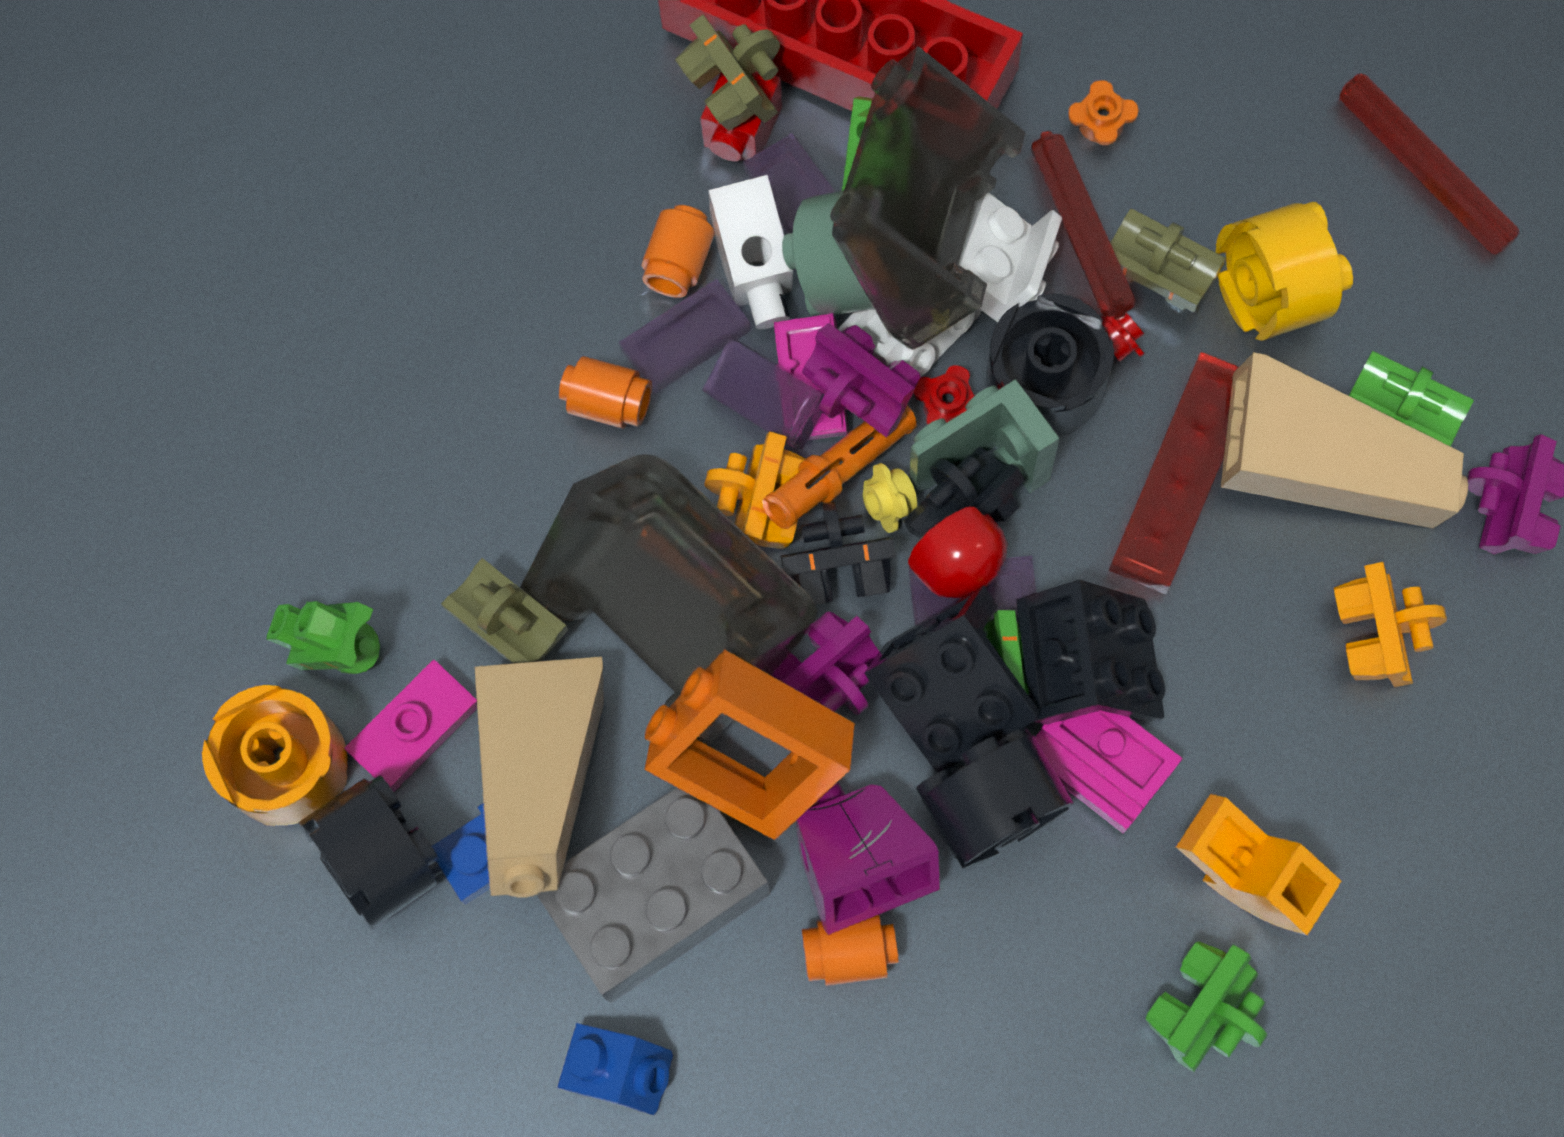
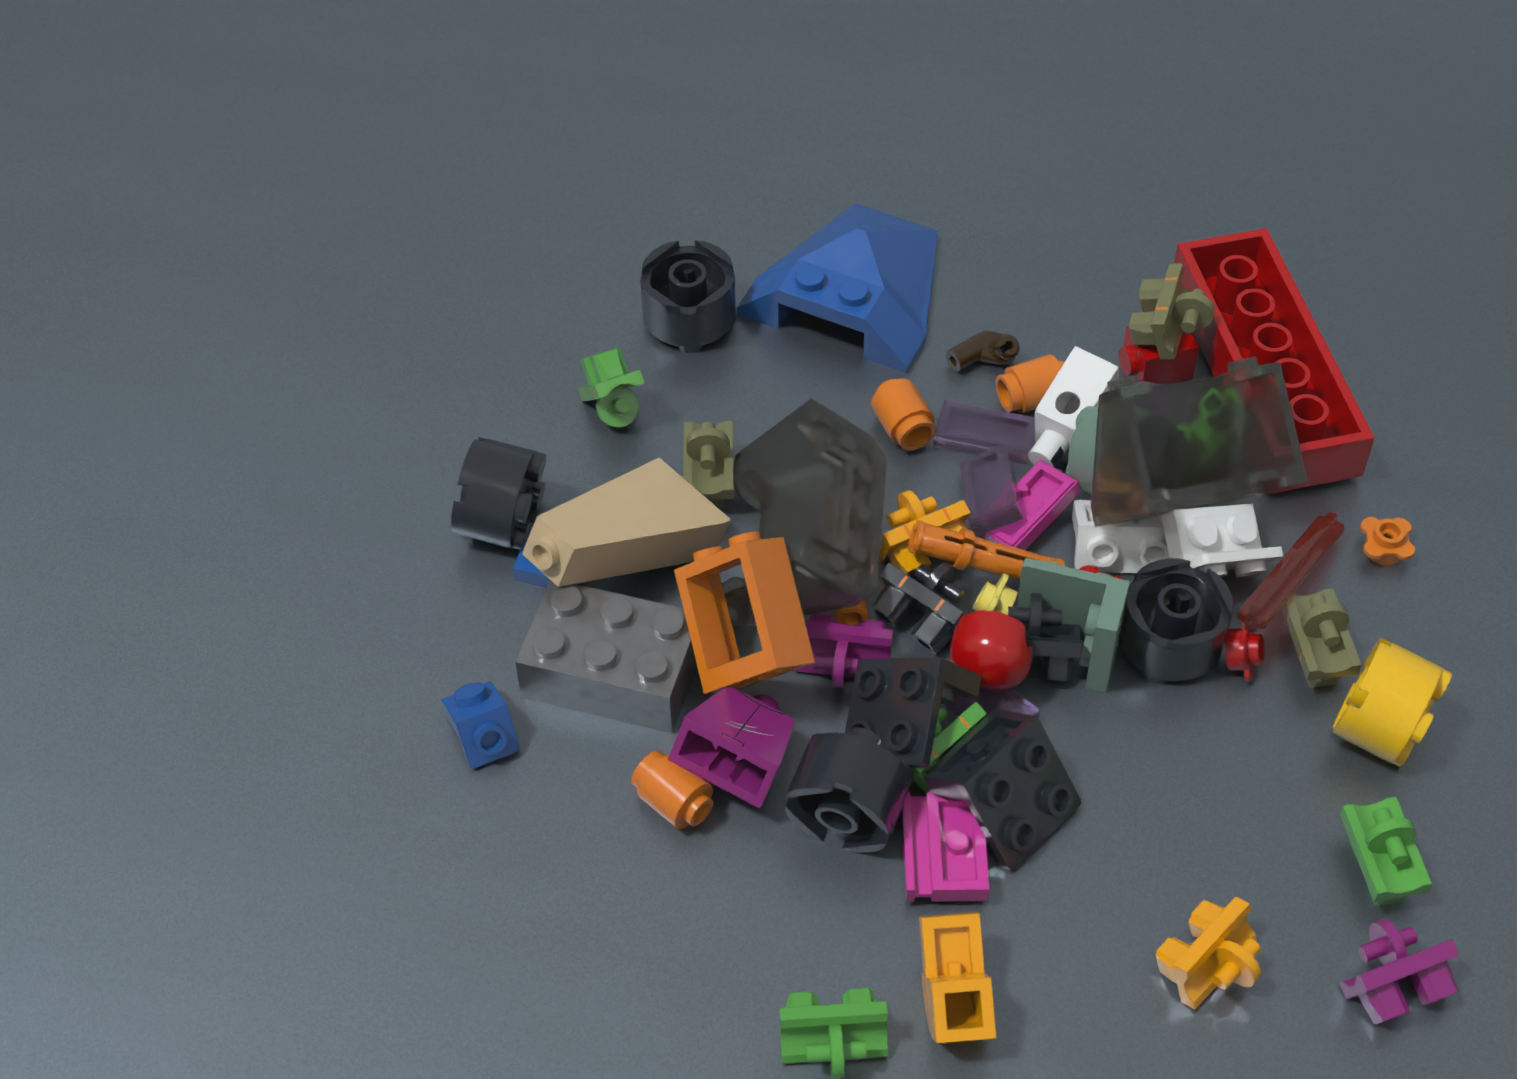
camera: 45 degrees right, 20 degrees down
(242, 748) = (515, 404): light orange brick -> none
(280, 469) = (688, 294): none -> black brick
(396, 296) = (858, 273): none -> blue wedge
(413, 725) = (582, 469): dark pink plate -> none
(590, 252) = (984, 347): none -> dark brown arm
(857, 380) = (1044, 517): magenta hips -> none
(1178, 479) = (1190, 755): clear red plate -> none
(1333, 452) = (1298, 826): tan slope -> none

